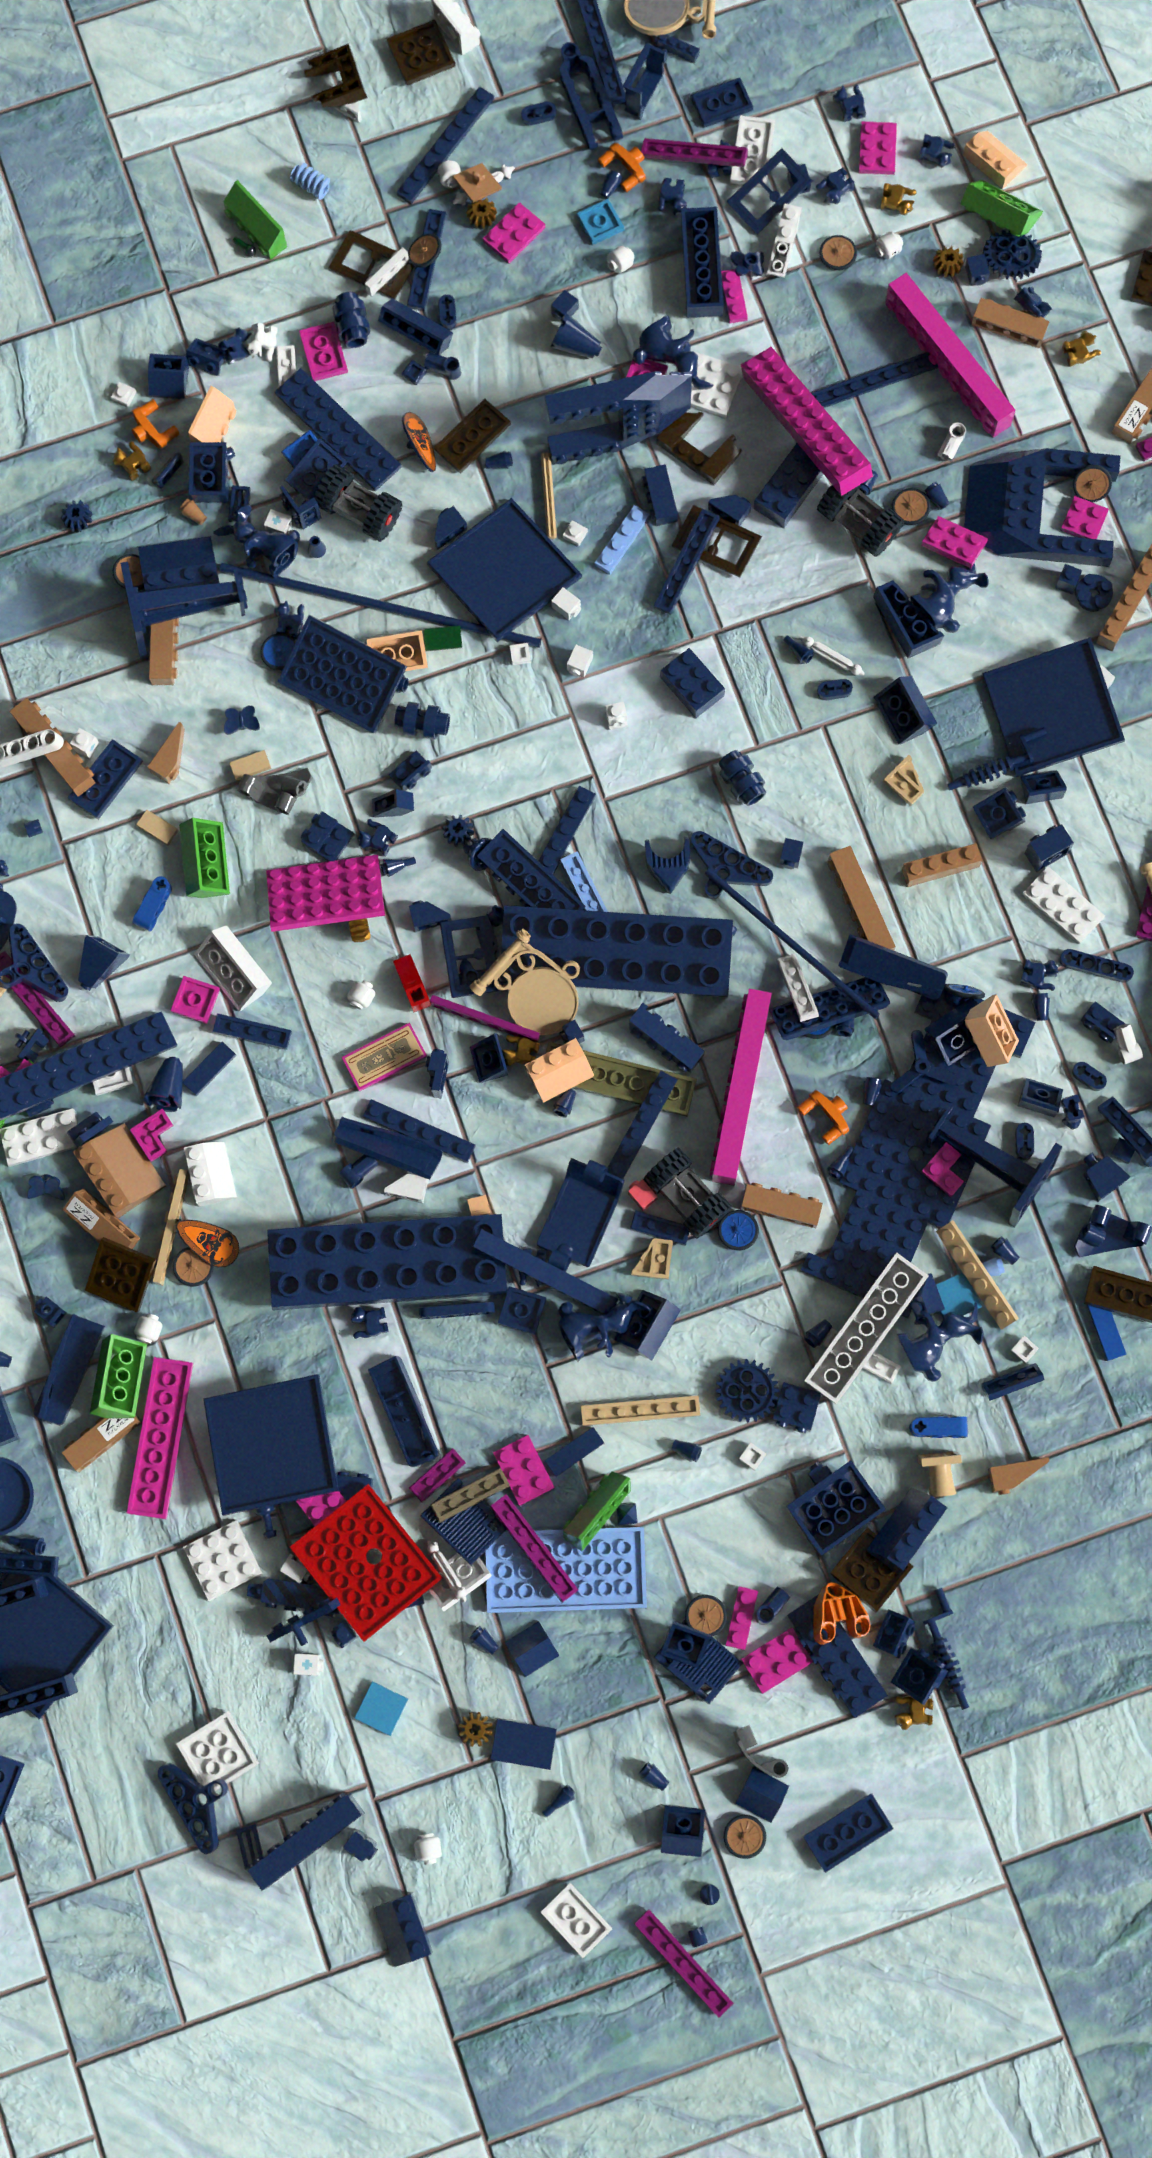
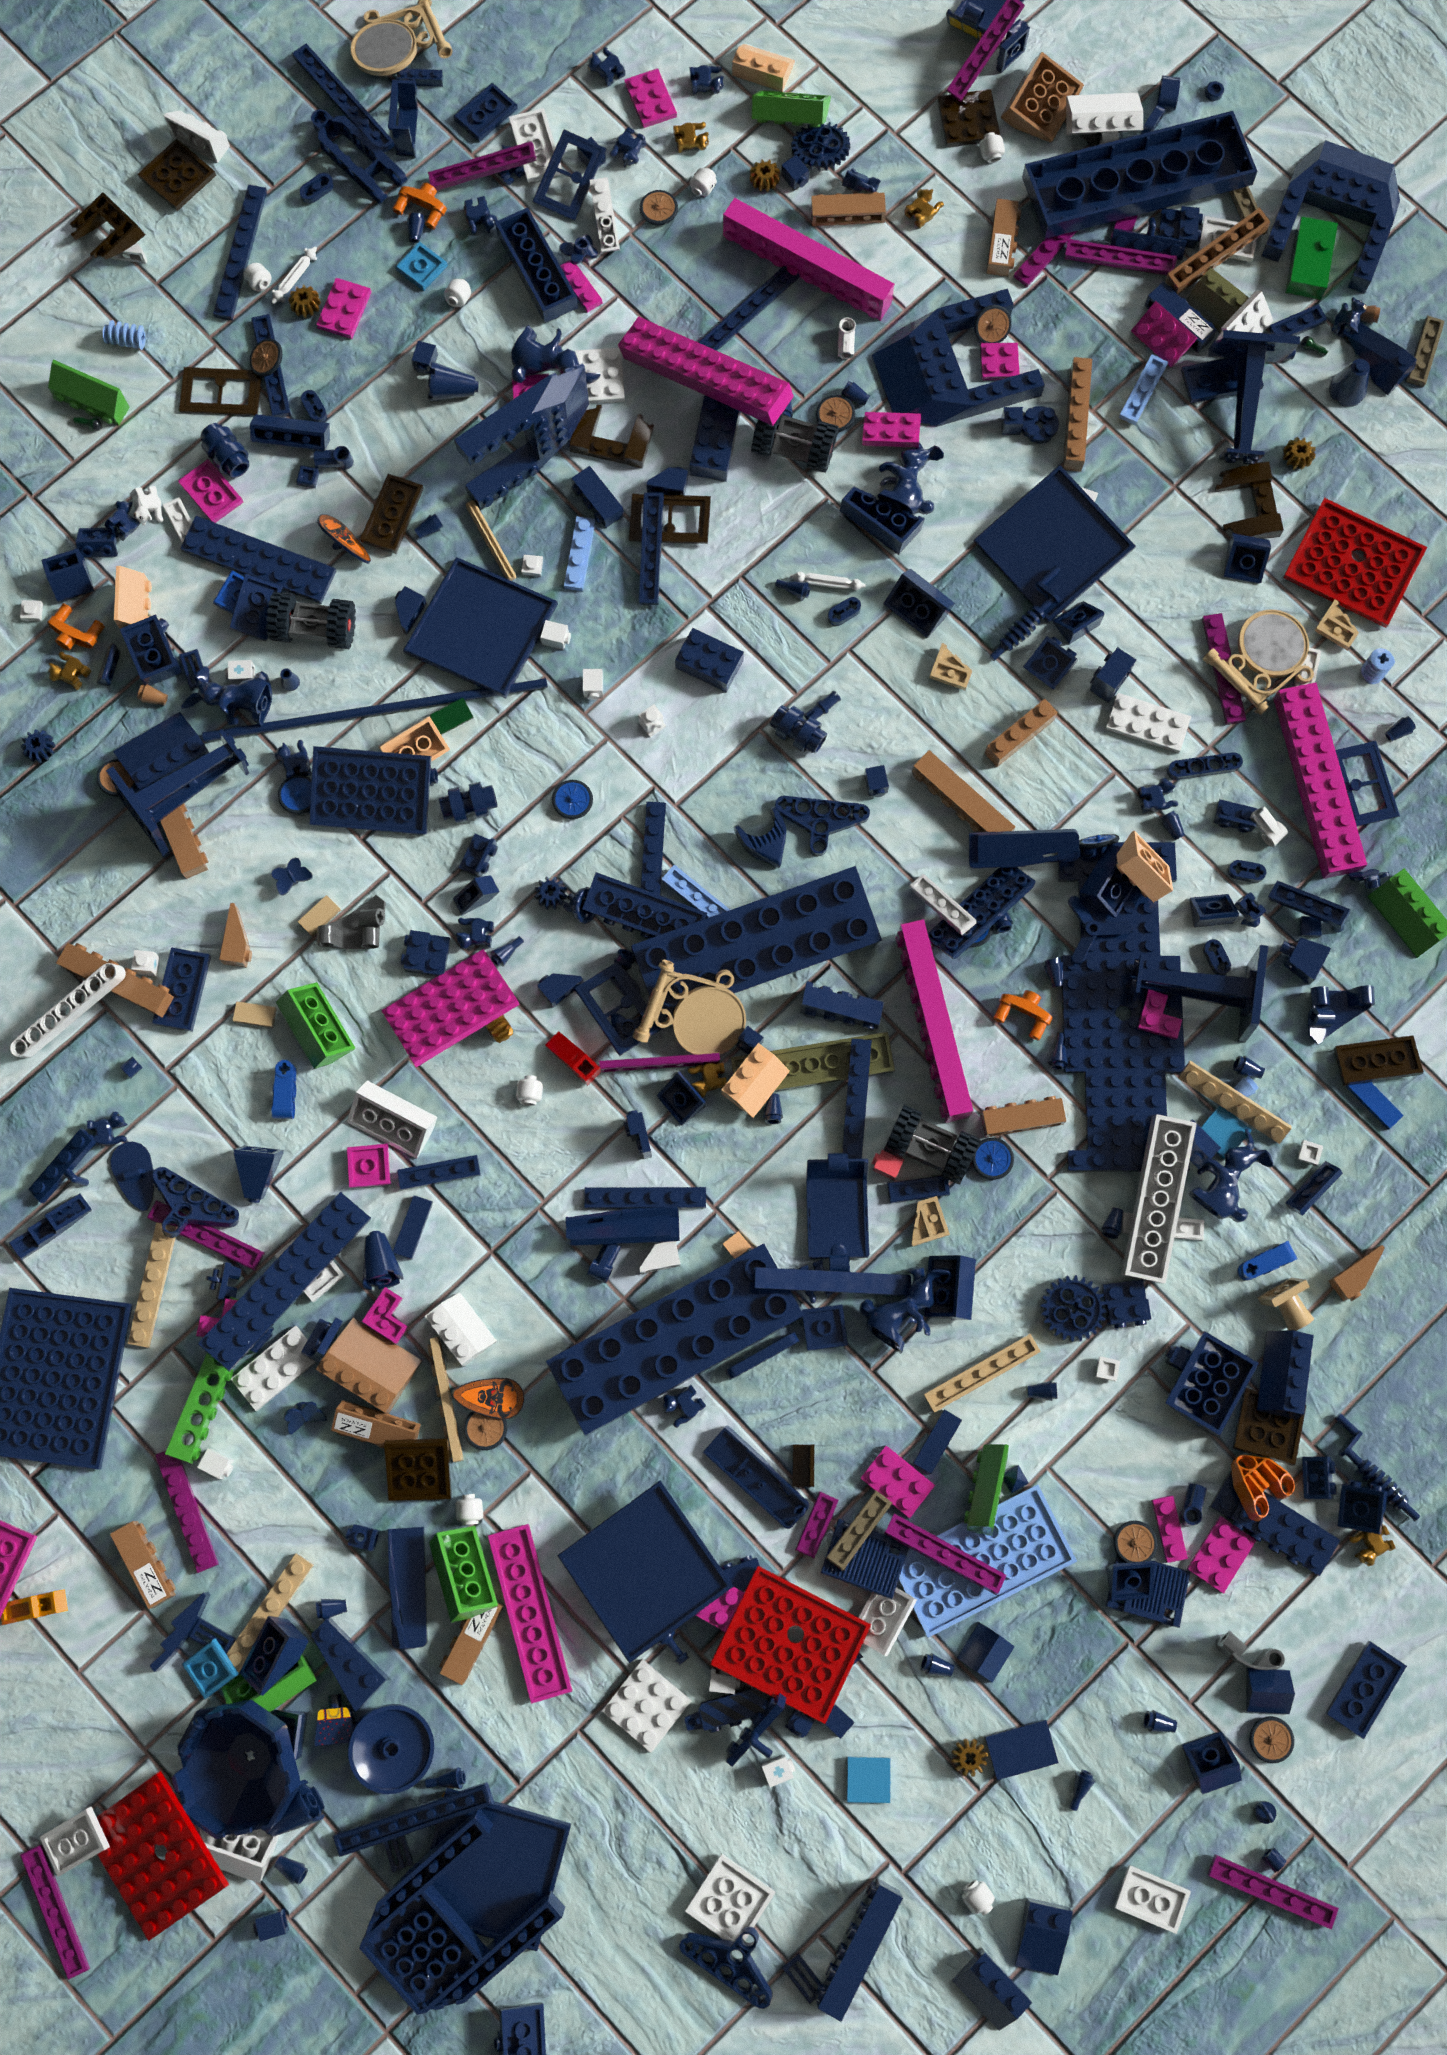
camera: 30 degrees left, 0 degrees up
(305, 514) = (262, 654): dark blue bracket -> none
(361, 1846) = (914, 1927): dark blue brick -> none
(377, 1646) = (839, 1721): none -> dark blue brick
(384, 1057) = (578, 1141): tile -> none
(386, 271) = (238, 391): white plate -> none
(446, 1570) = (871, 1615): white wheel -> none
(448, 1420) = (803, 1465): none -> dark brown panel
(468, 1907) = (1043, 1936): none -> dark blue slope
(477, 182) = (287, 274): medium nougat piece -> none
(515, 756) = (572, 799): none -> blue wheel
(520, 654) = (532, 700): white plate -> none
(775, 766) = (823, 706): none -> dark blue pin
(791, 943) = (919, 865): dark blue piece -> none

